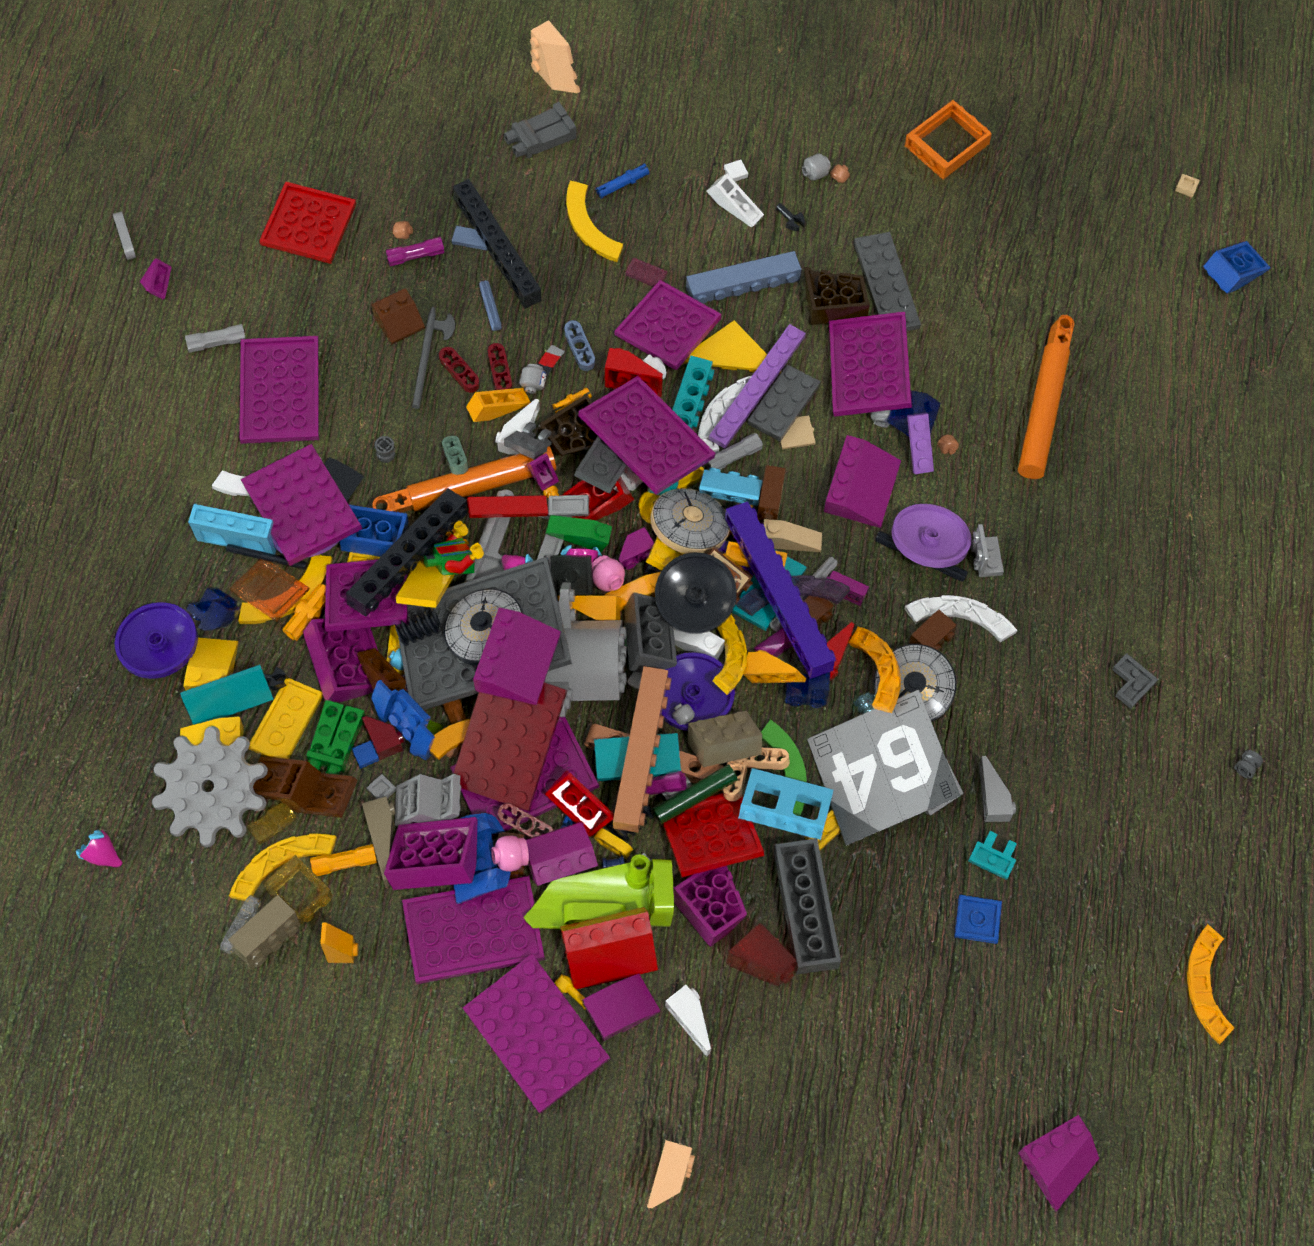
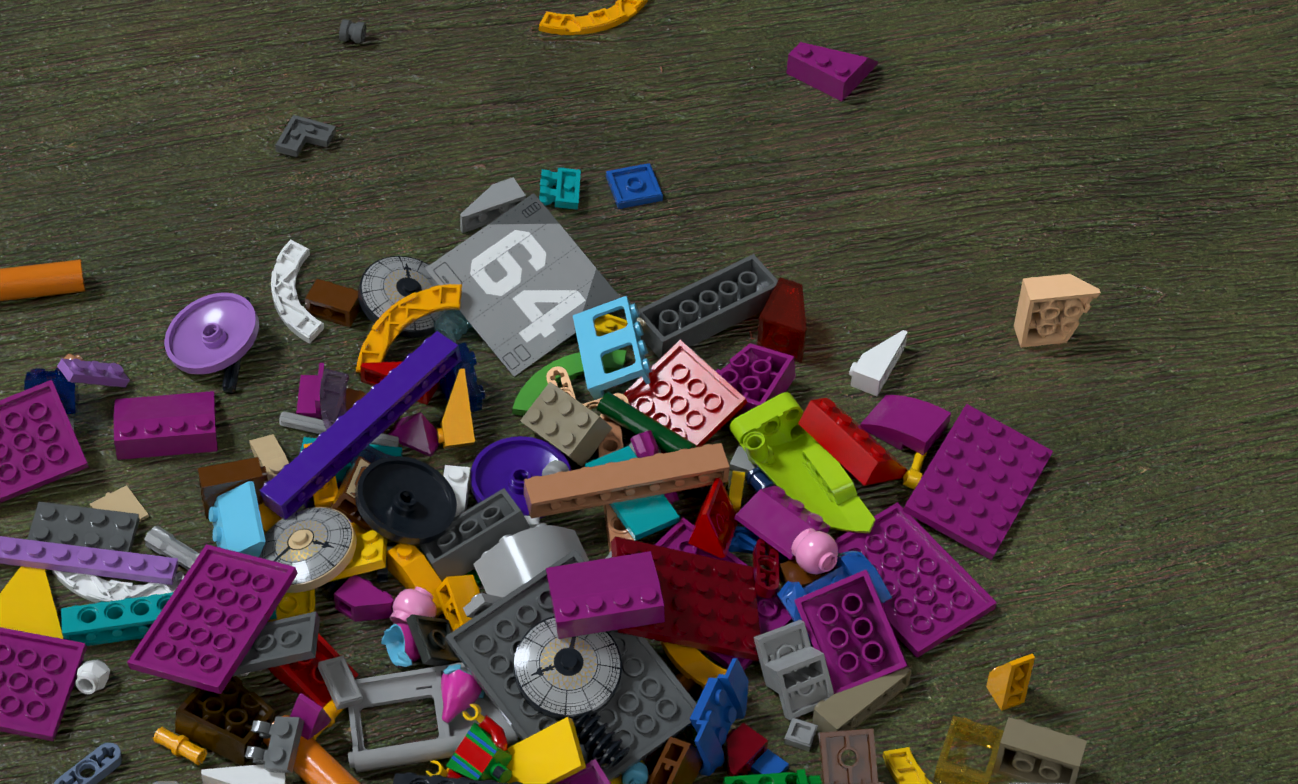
camera: 115 degrees left, 15 degrees down
(358, 857) = (921, 743): light orange axle -> none
(507, 506) = (377, 737): red tile -> none
(579, 531) = (371, 655): green slope -> none
(624, 366) = (114, 696): red slope -> none
(735, 656) = (466, 450): yellow tile -> none
(987, 554) = (211, 280): light grey bracket -> none

